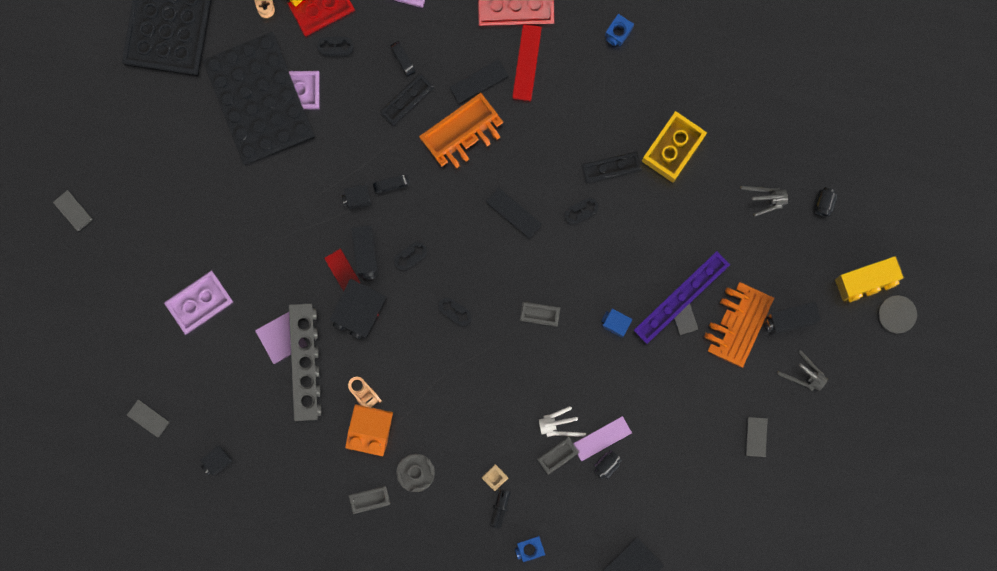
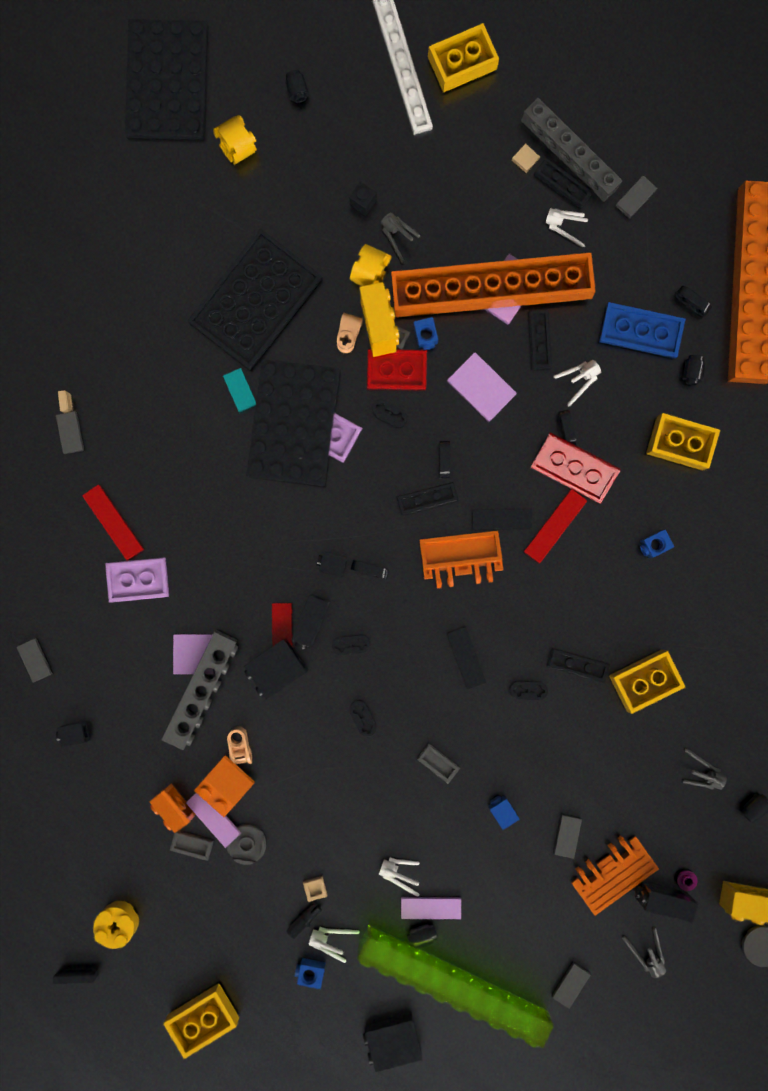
camera: 25 degrees right, 5 degrees up
(55, 186) = (65, 401): none -> tan tile
(151, 265) = (113, 522): none -> red tile
(198, 96) = (240, 390): none -> teal tile
(334, 475) = (172, 808): none -> orange slope
(375, 465) = (220, 826): none -> lavender tile
(522, 517) = (319, 939): none -> white plant
(558, 455) = (383, 902): dark grey tile -> none
(654, 488) = (455, 987): none -> clear neon green brick
(681, 297) = (575, 823): dark purple plate -> none
(799, 299) = (683, 876): none -> magenta plate

